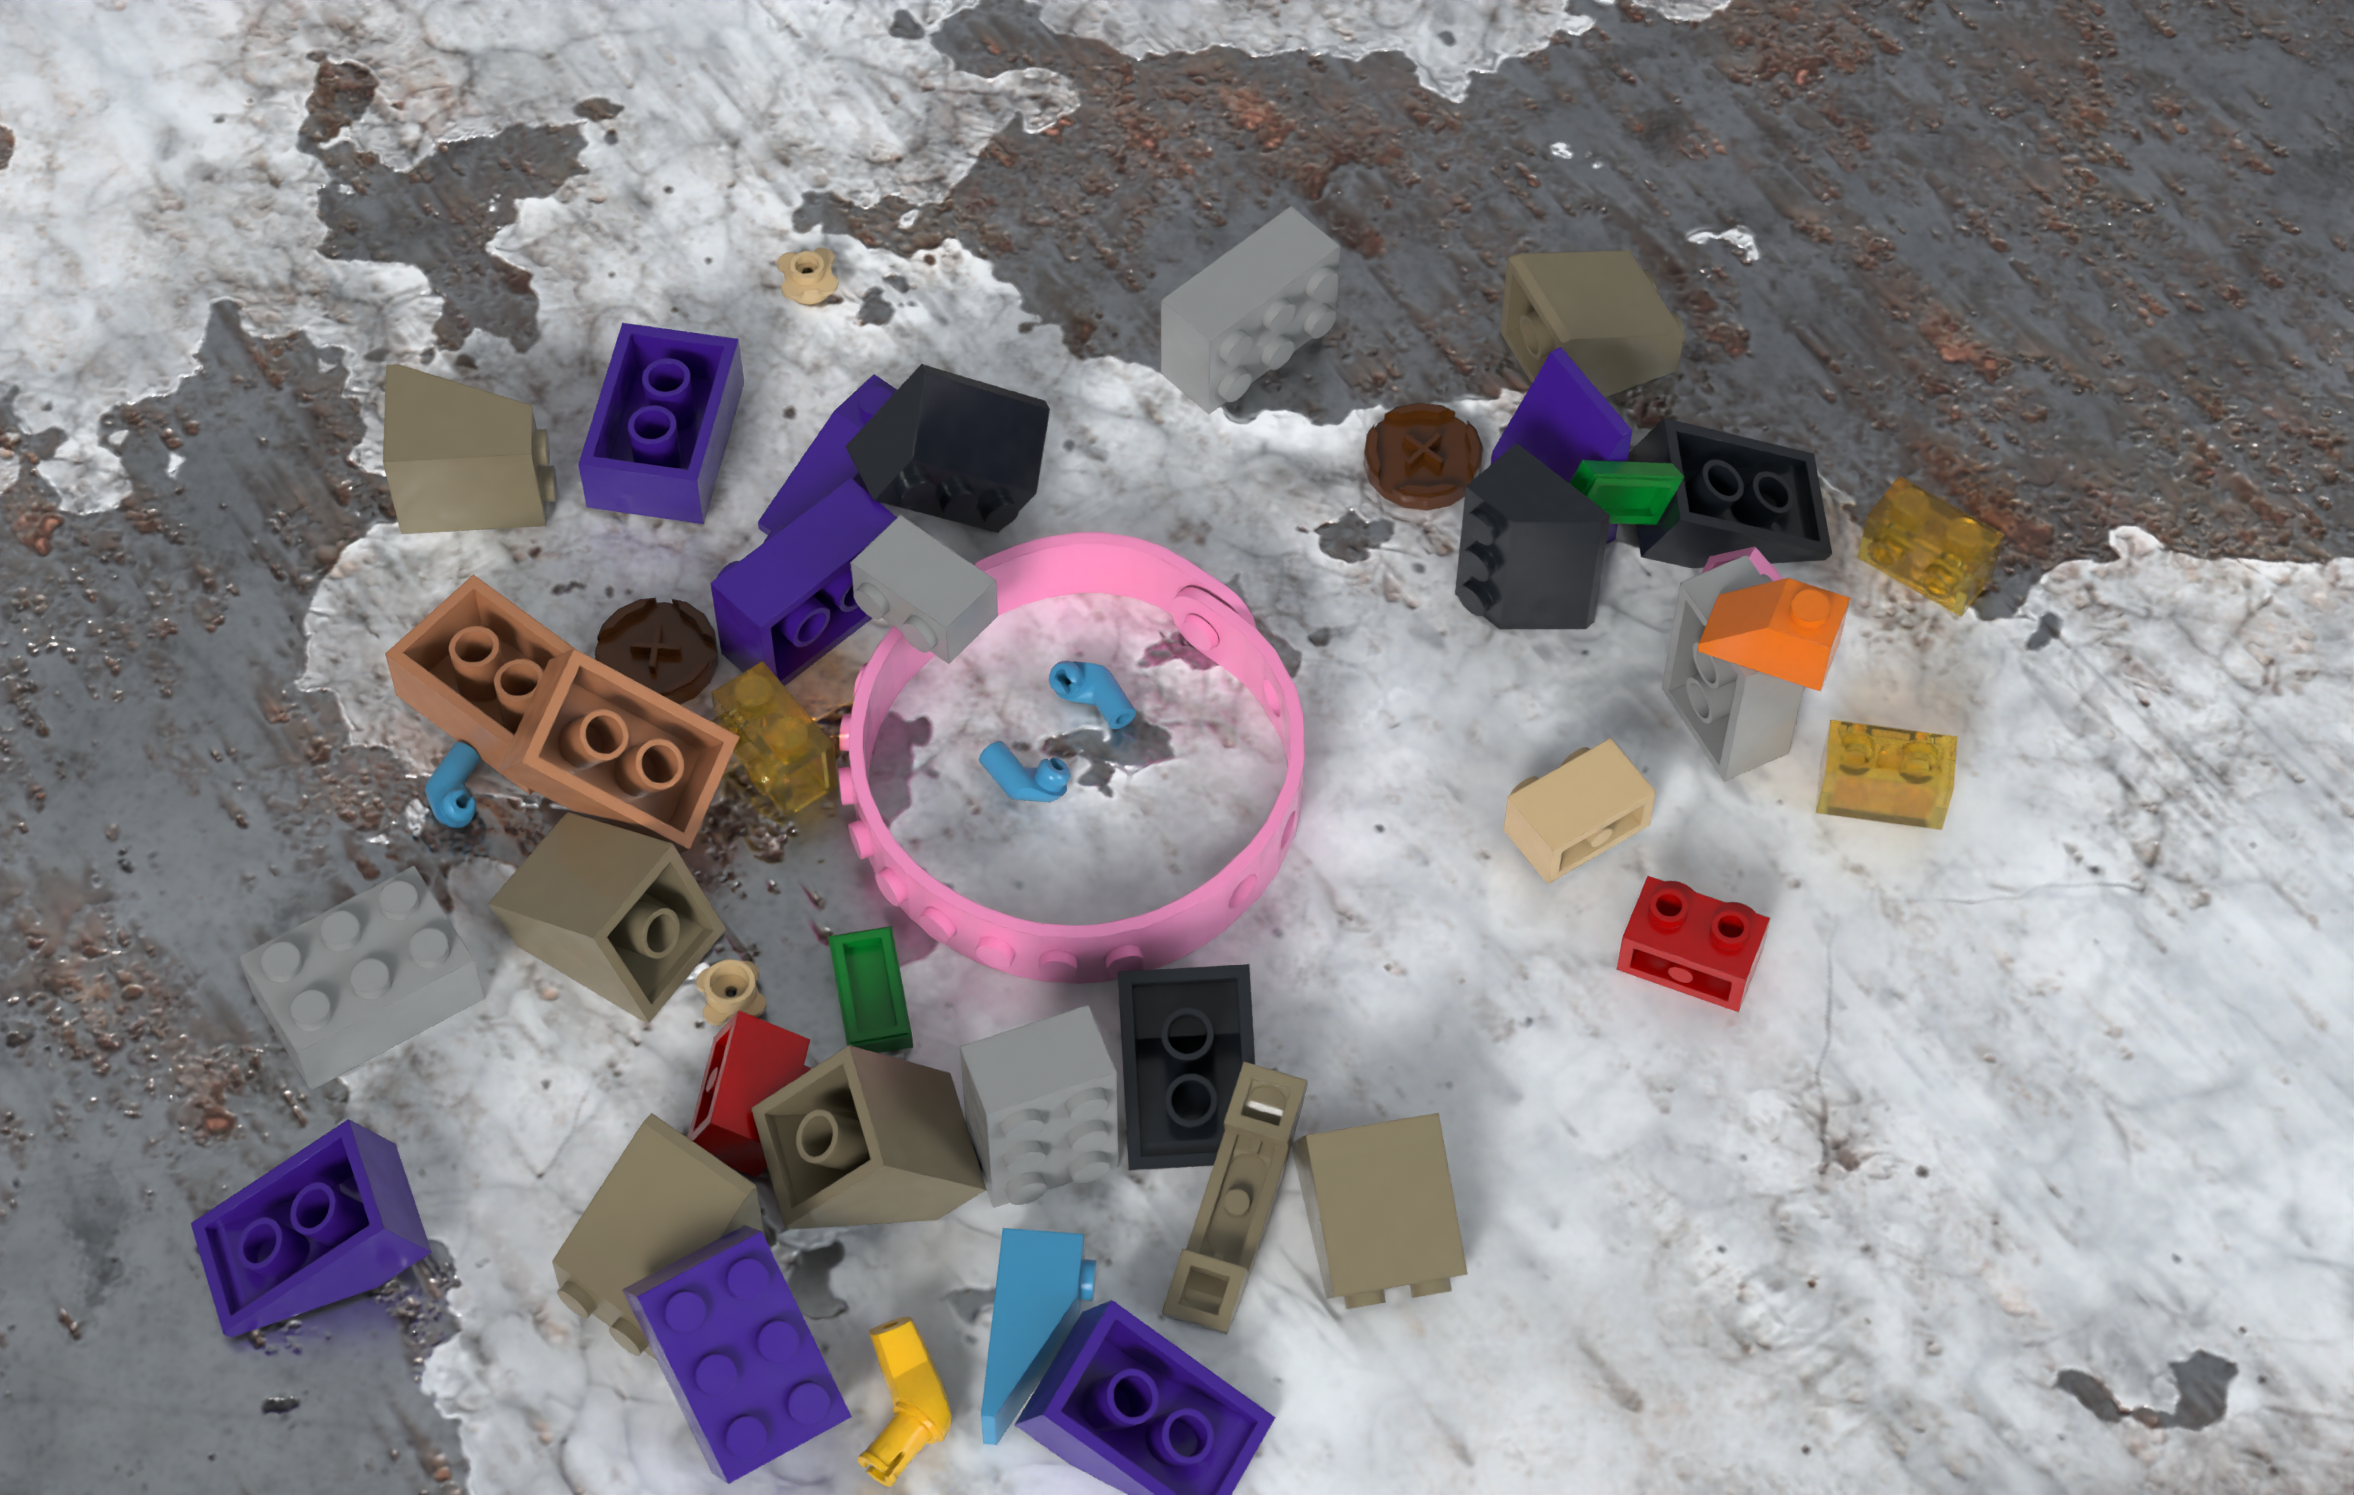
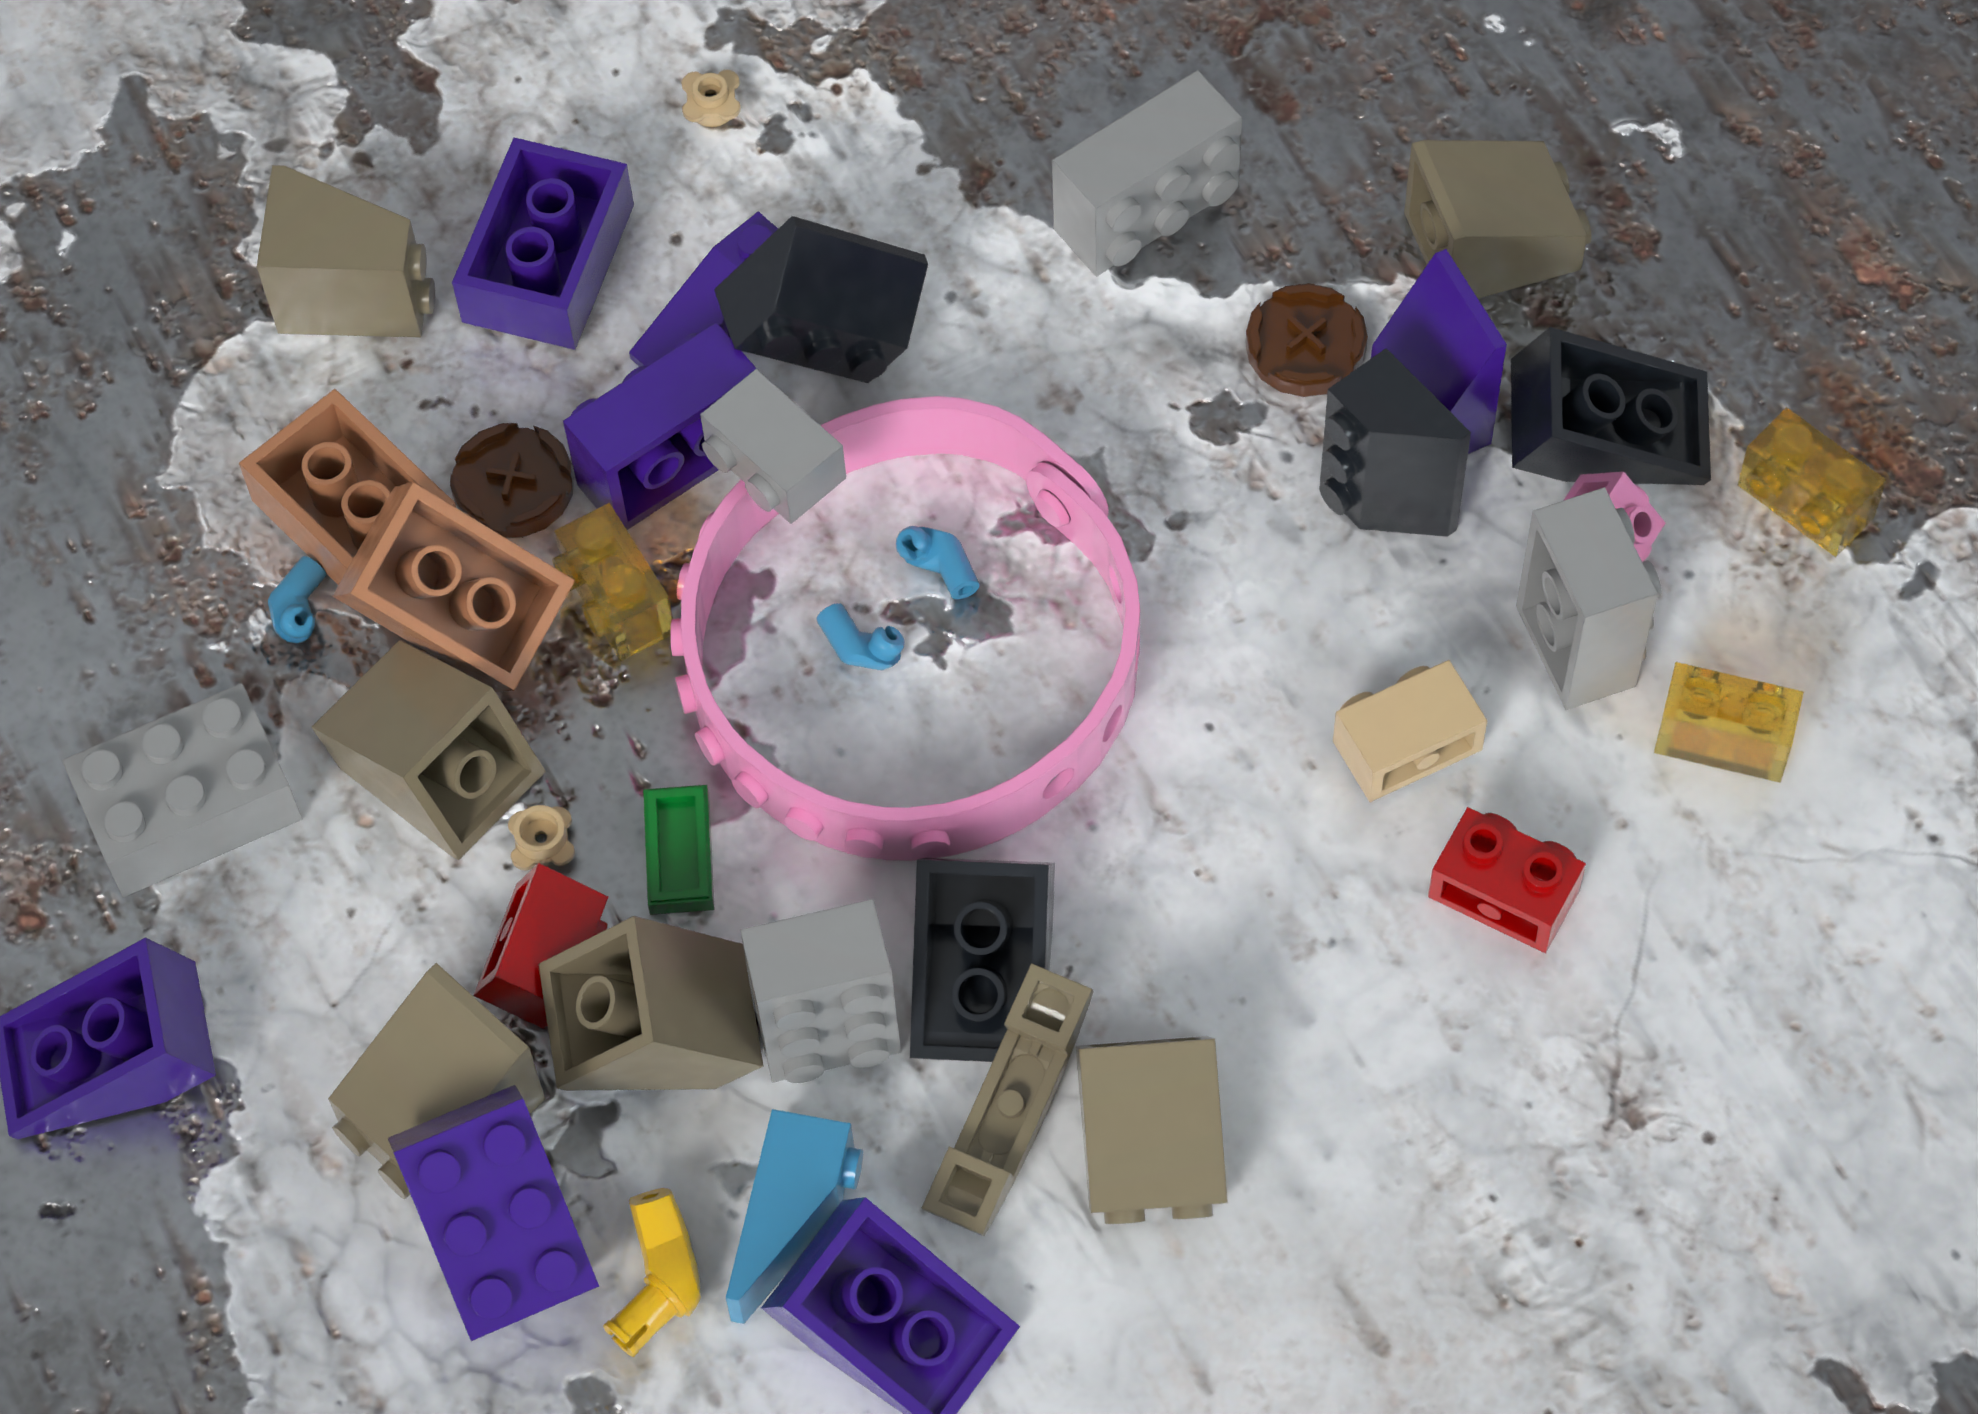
camera: 10 degrees right, 5 degrees up
(1628, 489) = (1498, 401): green tile -> none
(1778, 630) = (1622, 573): orange slope -> none

